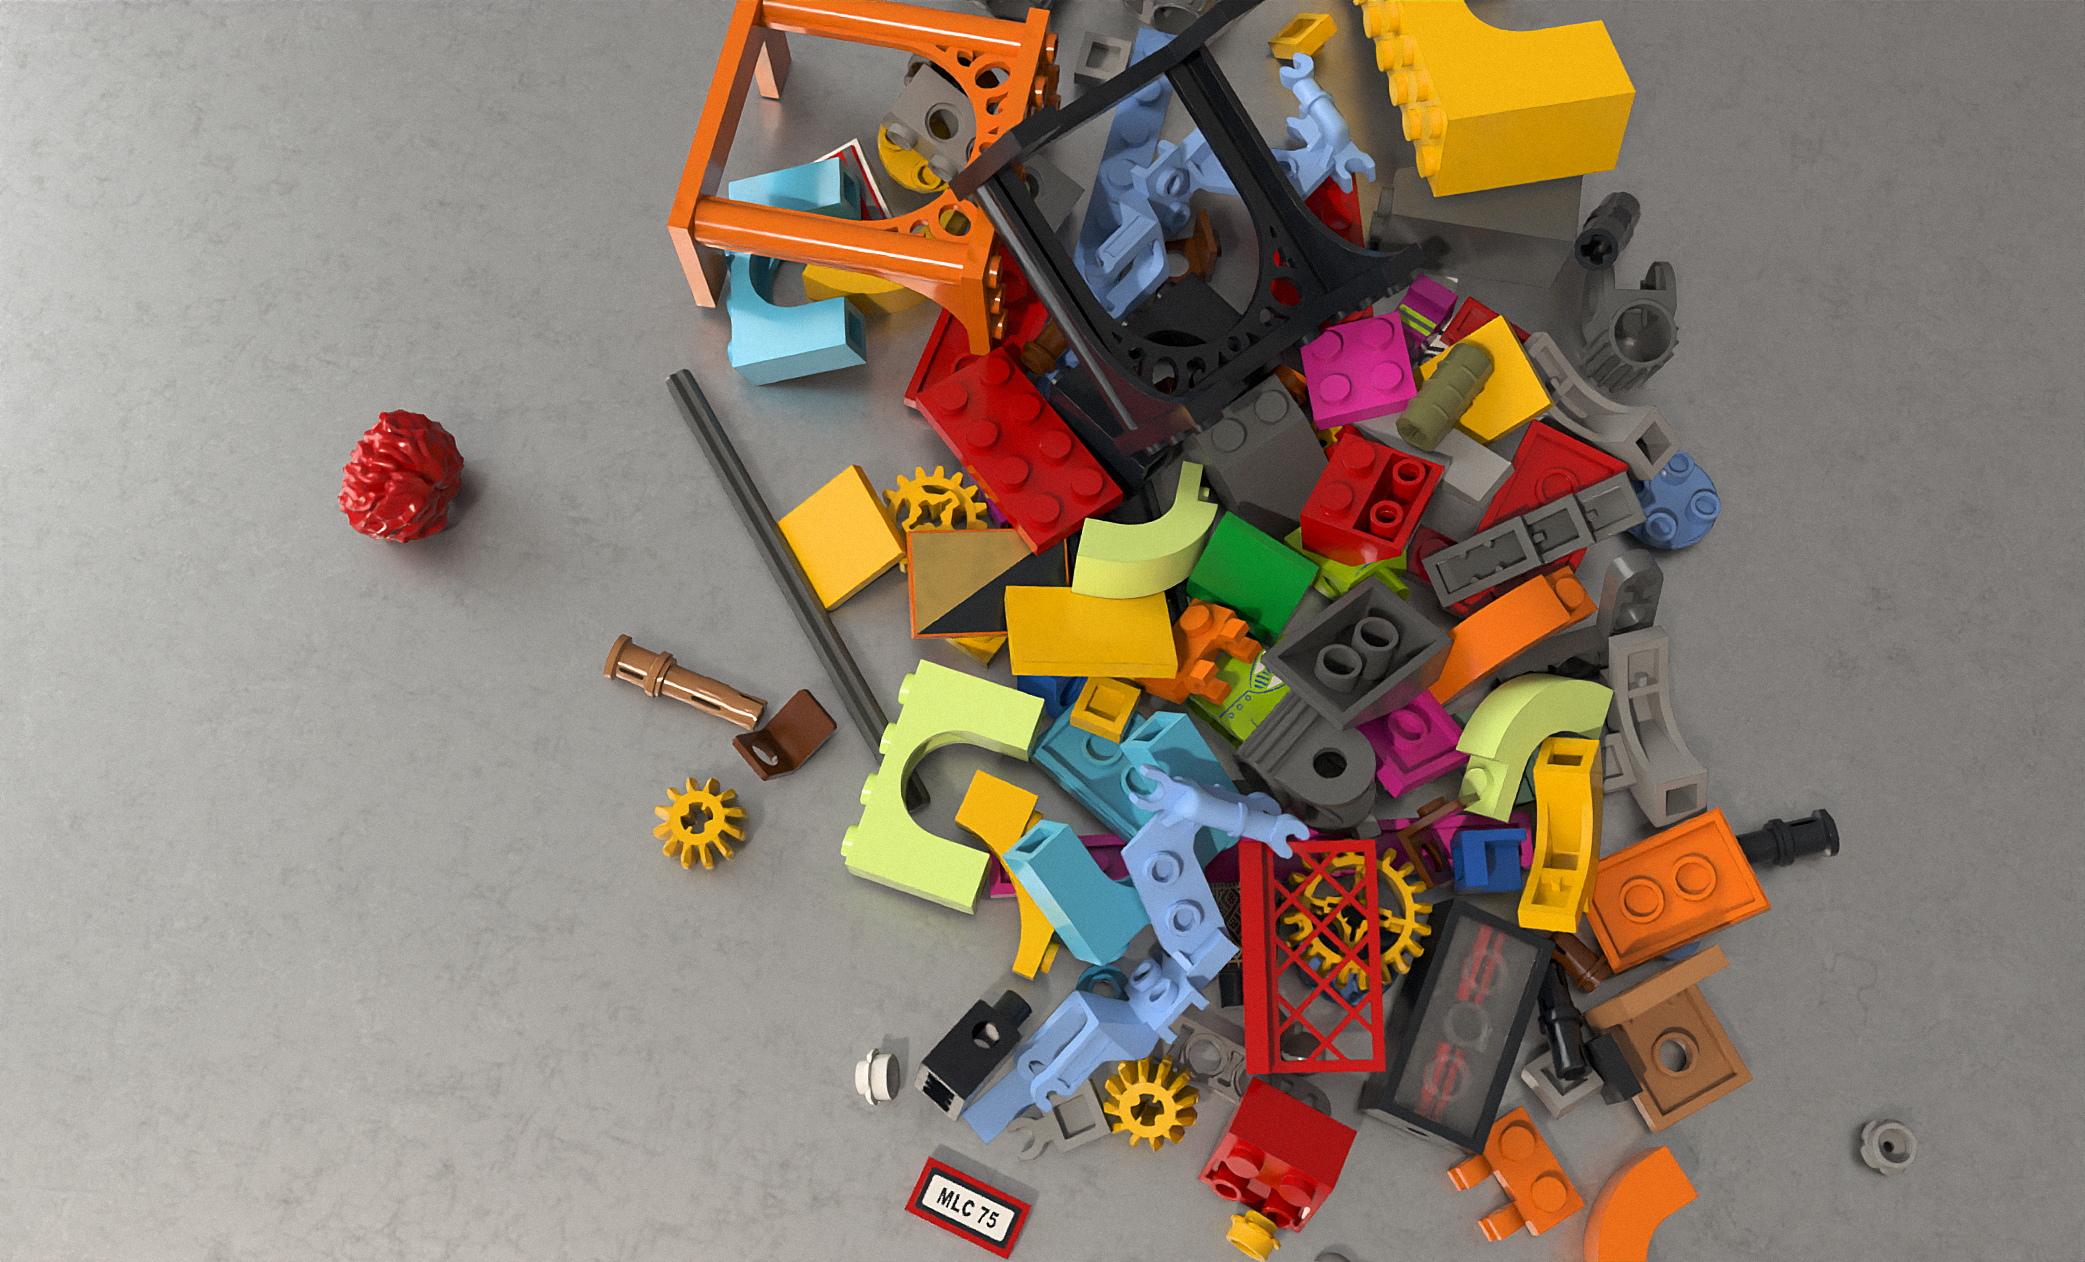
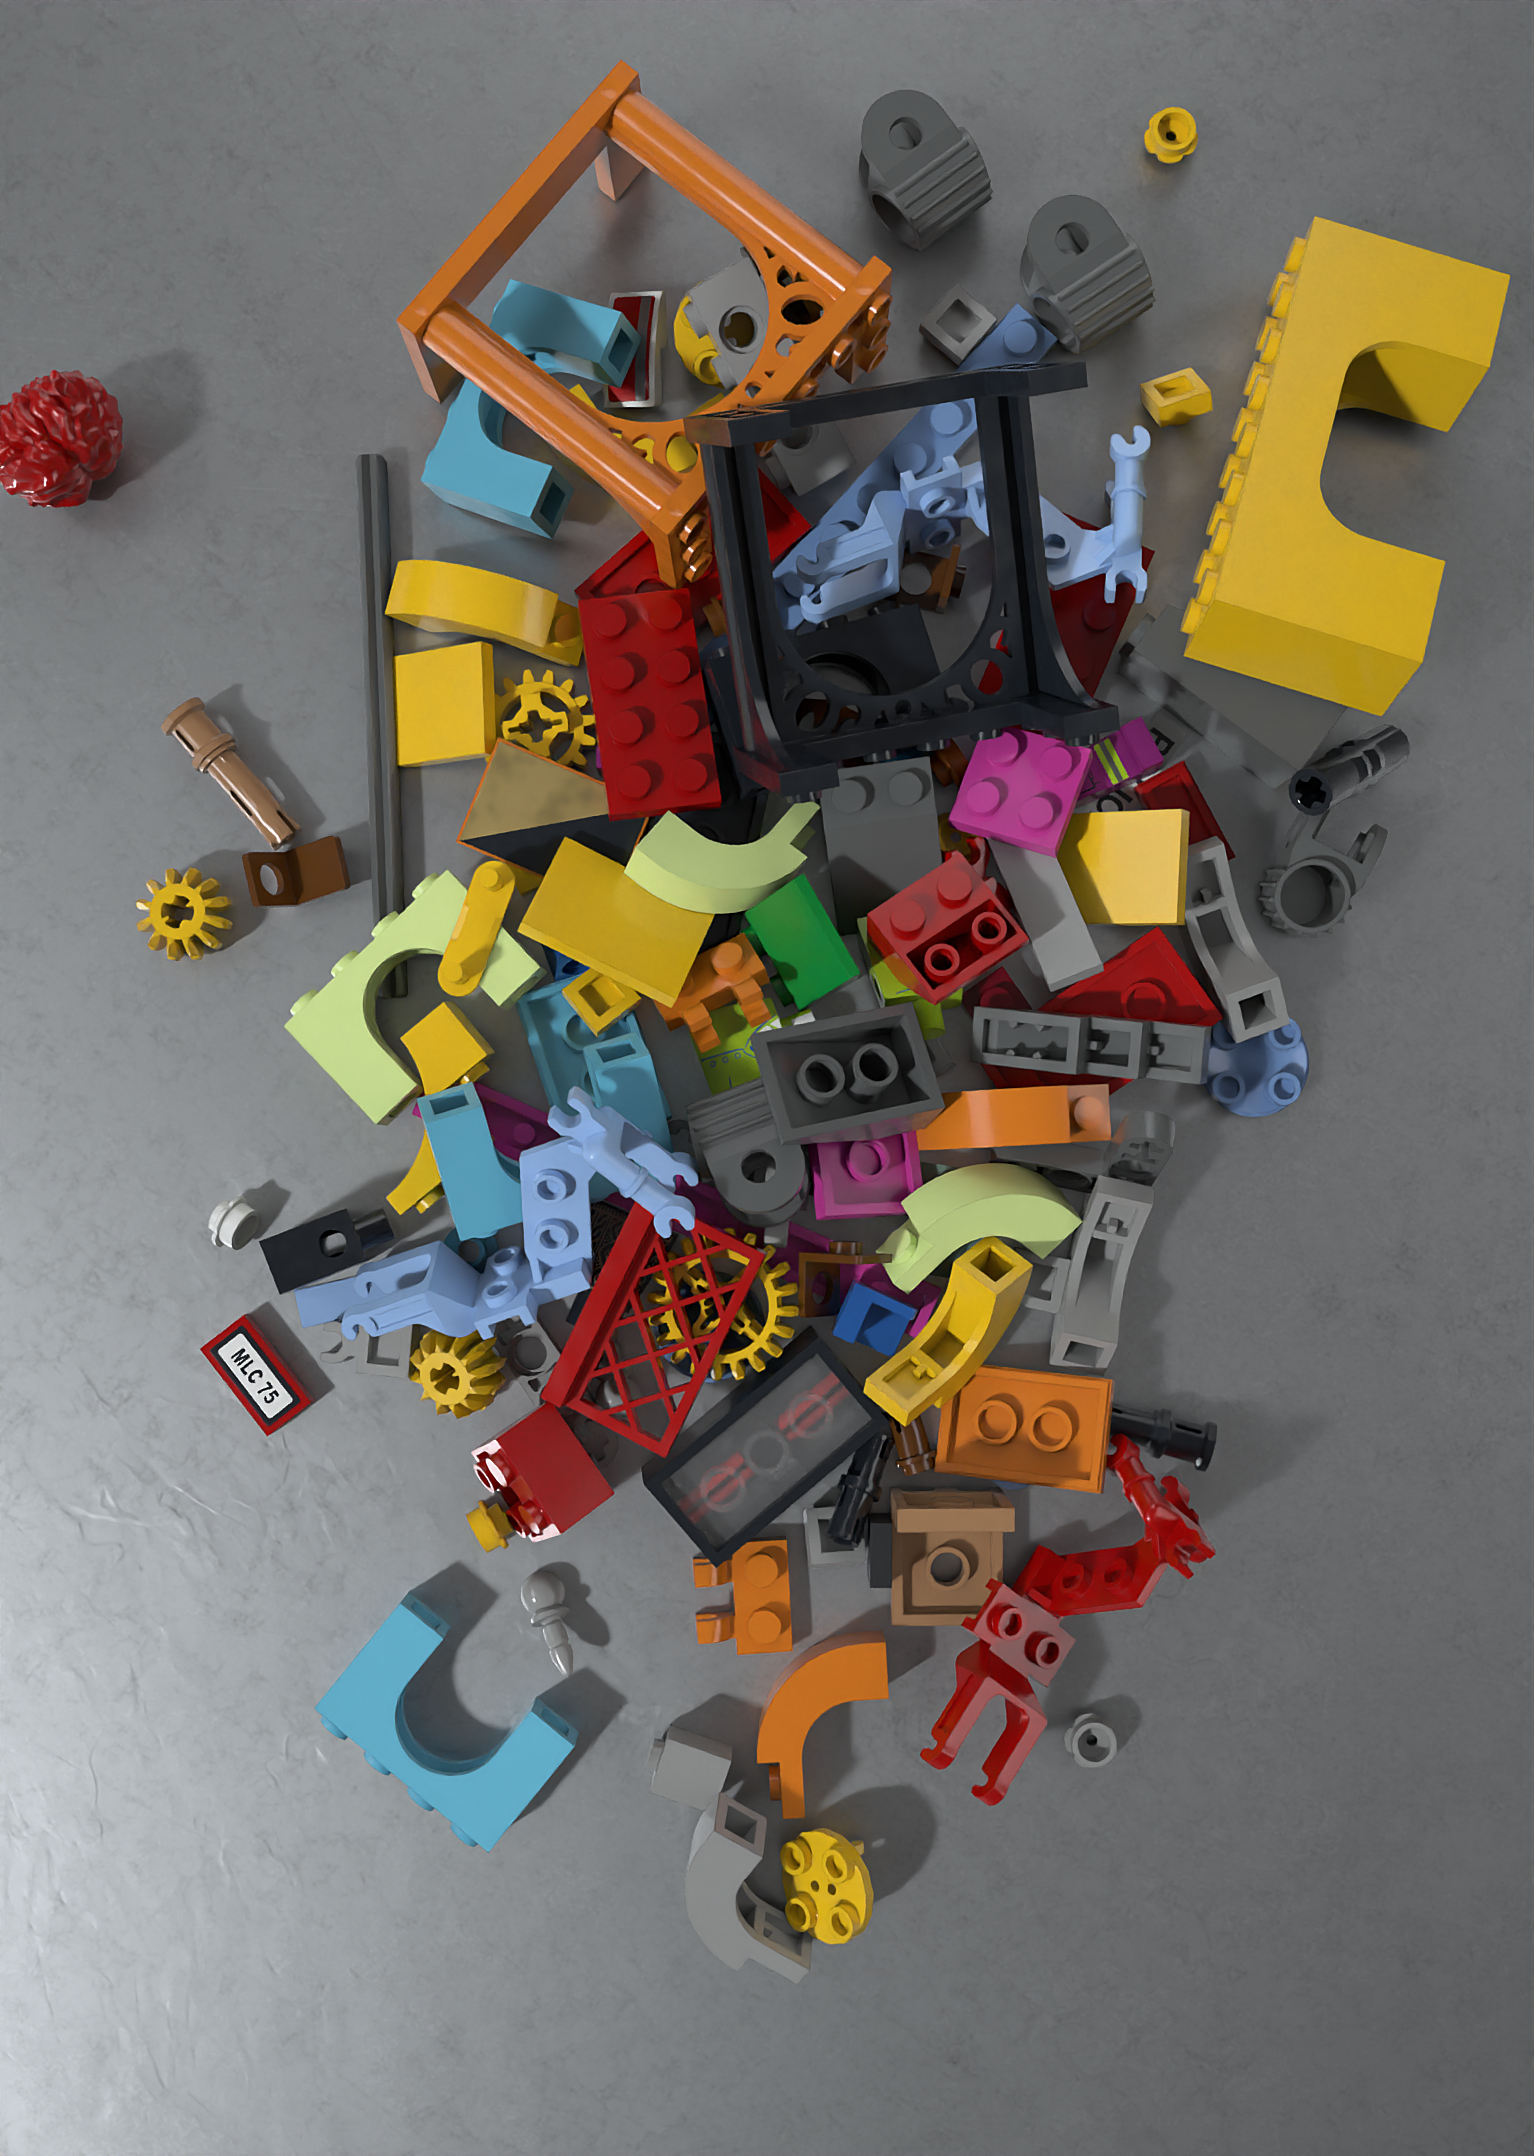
camera: 30 degrees right, 15 degrees up
(834, 436) = (487, 605): none -> yellow arch
(973, 695) = (476, 928): none -> yellow piece
(1444, 397) = (1077, 864): olive axle -> none
(1767, 1072) = (1021, 1624): none -> red piece

